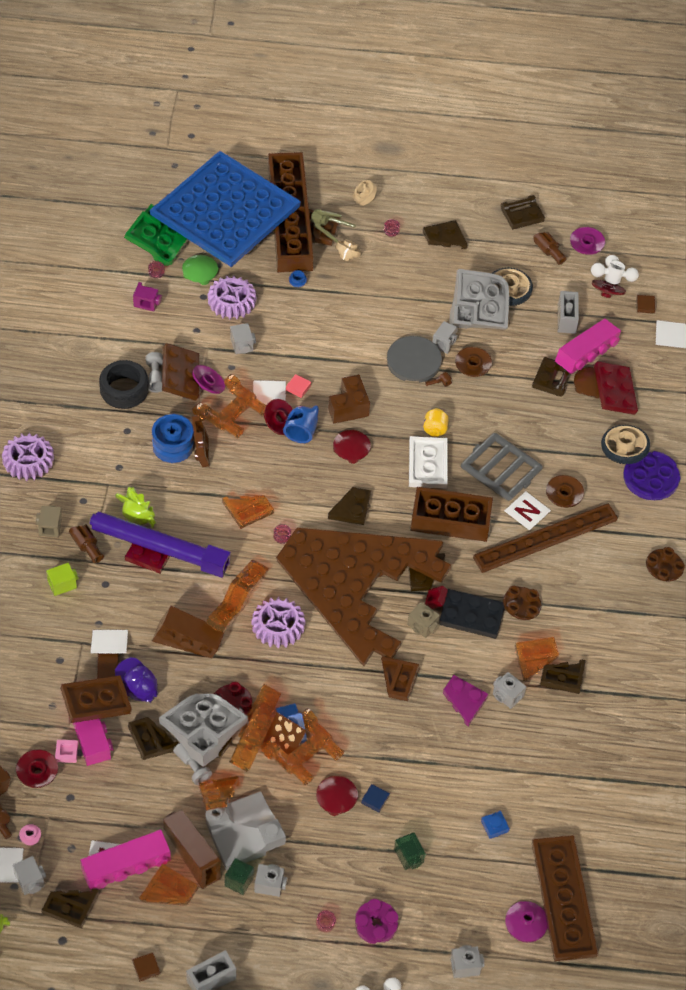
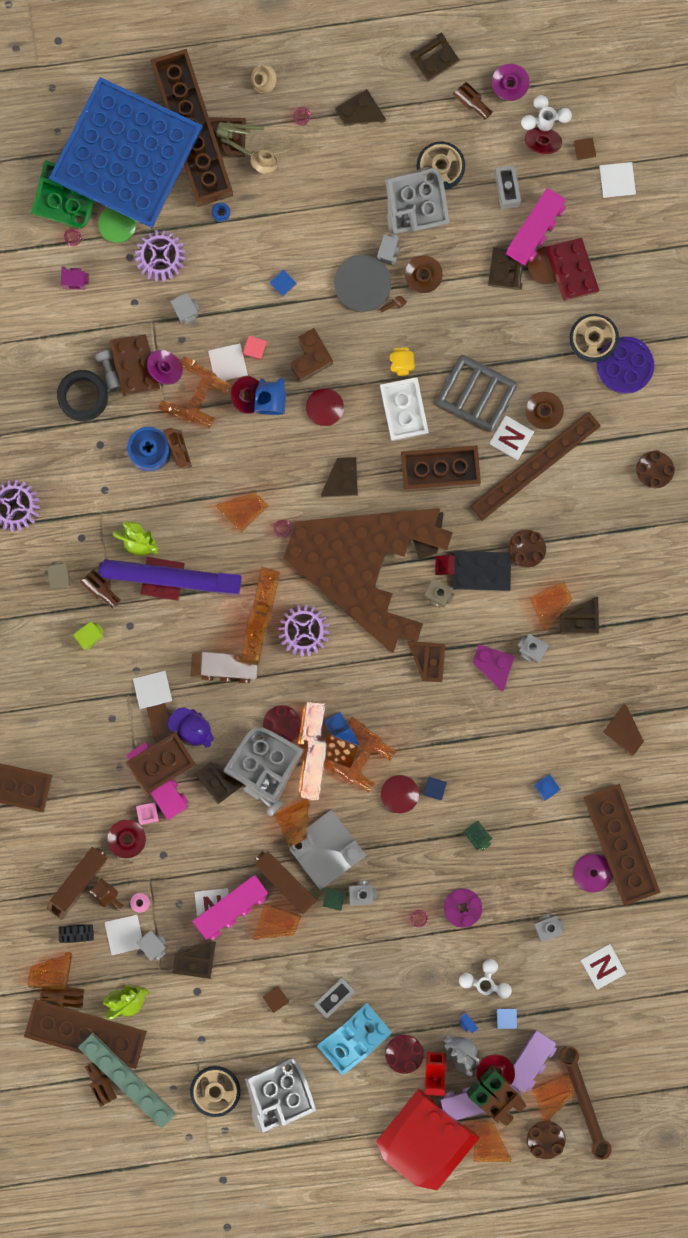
camera: 10 degrees left, 30 degrees up
(339, 343) = (283, 283): none -> blue tile
(588, 790) = (624, 731): none -> reddish brown slope

